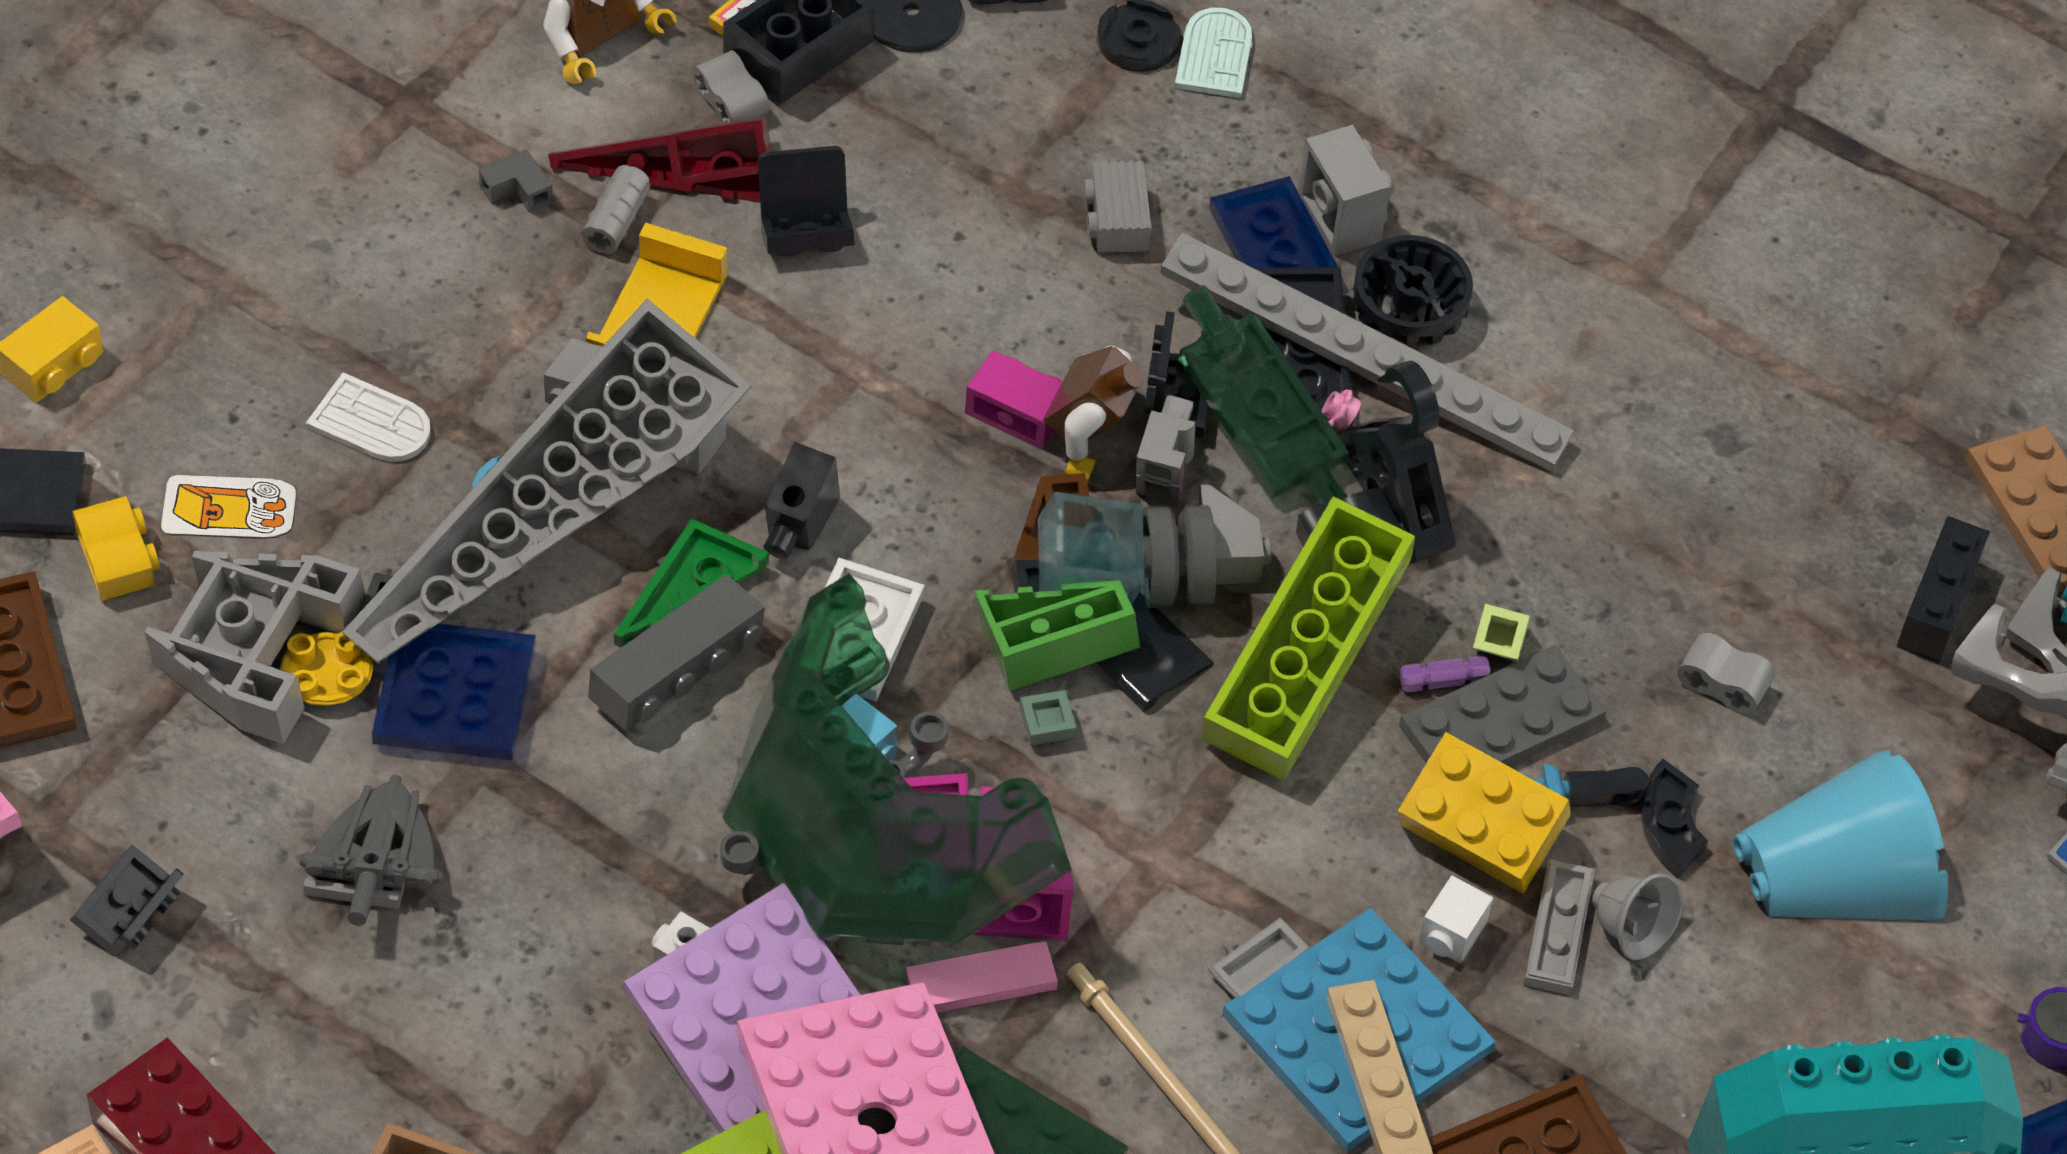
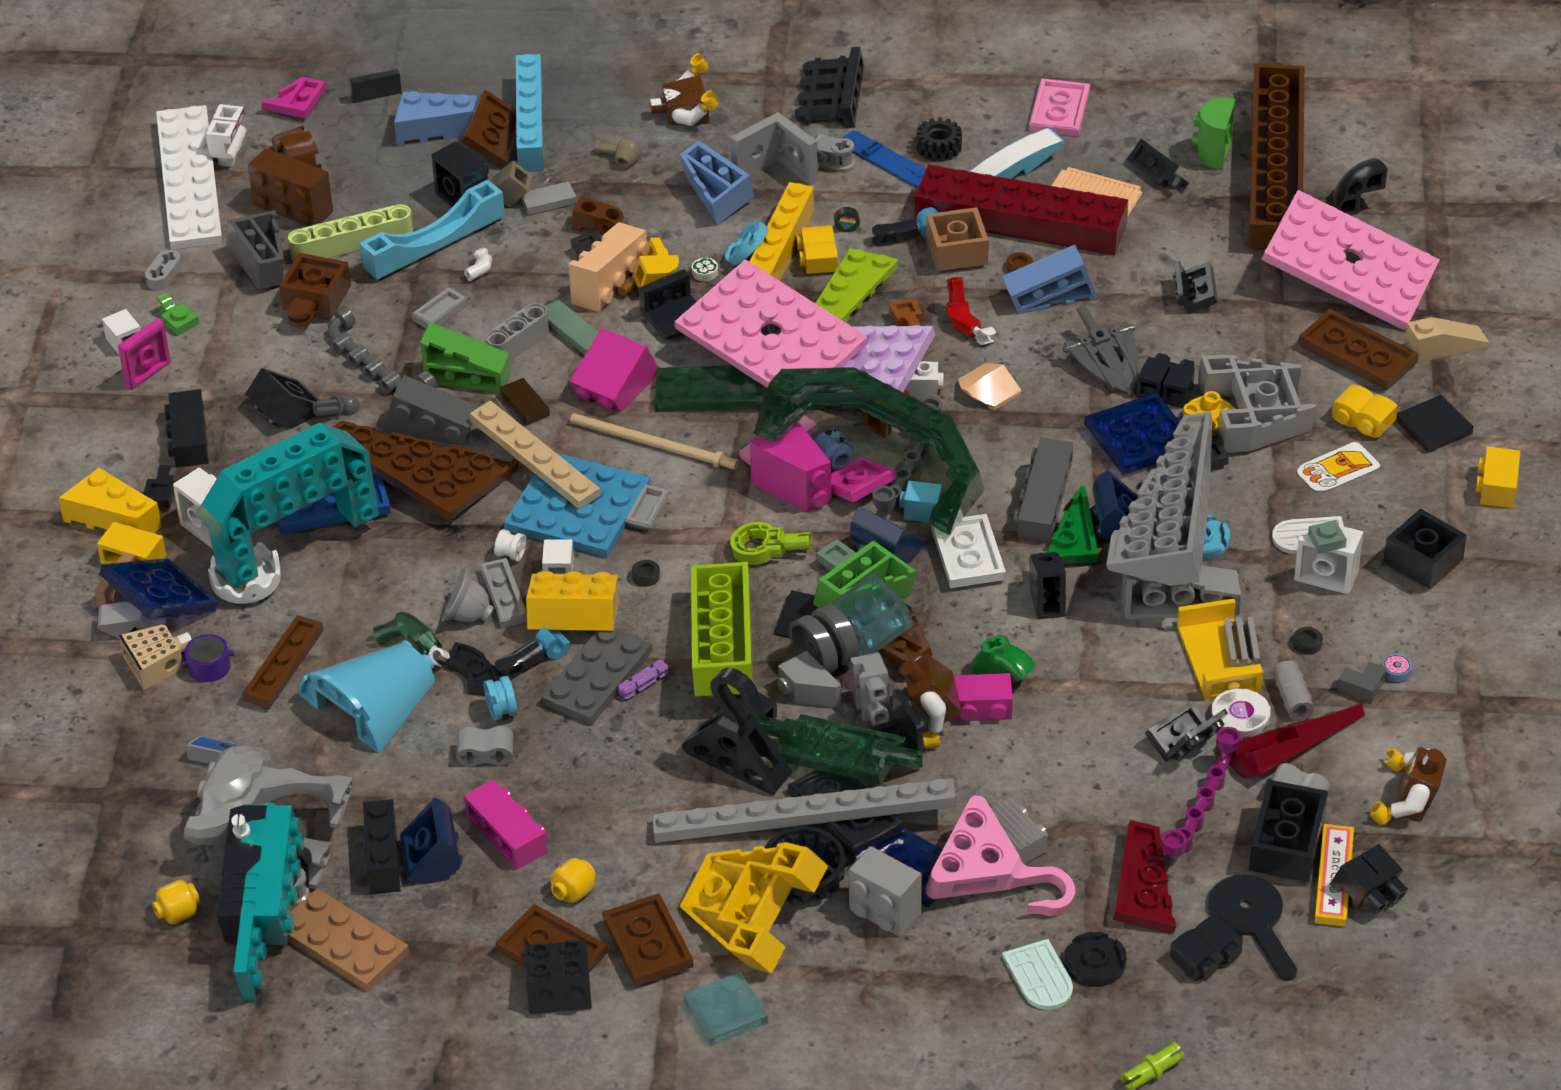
camera: 155 degrees right, 10 degrees down
(267, 287) = (1425, 548): none -> black brick
(335, 749) = (1167, 379): none -> black hips
(341, 1123) = (1017, 261): none -> reddish brown tile
(346, 1021) = (1050, 281): none -> medium blue wedge
(404, 326) = (1331, 569): none -> white slope
(416, 293) = (1327, 536): none -> sand green plate
(455, 182) = (1397, 667): none -> tile
(526, 276) = (1307, 640): none -> pearl dark grey tile
(533, 1046) = (959, 313): none -> red arm
(595, 910) = (990, 385): none -> light nougat slope
(607, 292) = (1240, 626): none -> light grey tile
(608, 1104) = (906, 312): none -> dark orange plate
(611, 559) = (1111, 503): none -> dark blue brick
(707, 216) = (1246, 710): none -> white tile
(954, 68) = (1181, 840): none -> magenta bar
(955, 426) = (1001, 657): none -> green piece
(964, 688) = (870, 527): none -> dark blue brick
(1016, 77) = (1143, 881): none -> dark red wing
(1122, 778) = (775, 542): none -> lime pin
(1183, 177) = (990, 843): none -> bright pink piece
(1331, 849) = (645, 573): none -> pearl dark grey tile
(1341, 409) = (794, 768): bright pink plate -> none
(1501, 632) = (624, 707): yellowish green brick -> none
(1510, 987) = (510, 545): none -> white wheel
(1517, 277) = (742, 894): none -> yellow wedge
(1614, 191) = (725, 1008): none -> clear light blue plate
(1661, 308) = (647, 939): none -> reddish brown plate
(1670, 723) = (500, 698): none -> medium azure wheel
(1713, 423) = (573, 880): none -> yellow head
(1737, 906) = (414, 630): none -> clear green arm
(1758, 543) = (506, 824): none -> dark pink brick
(1787, 356) = (544, 927): none -> reddish brown plate
(1803, 305) = (557, 976): none -> black bracket
(1878, 550) = (431, 845): none -> dark blue brick
(1948, 965) = (283, 661): none -> reddish brown plate

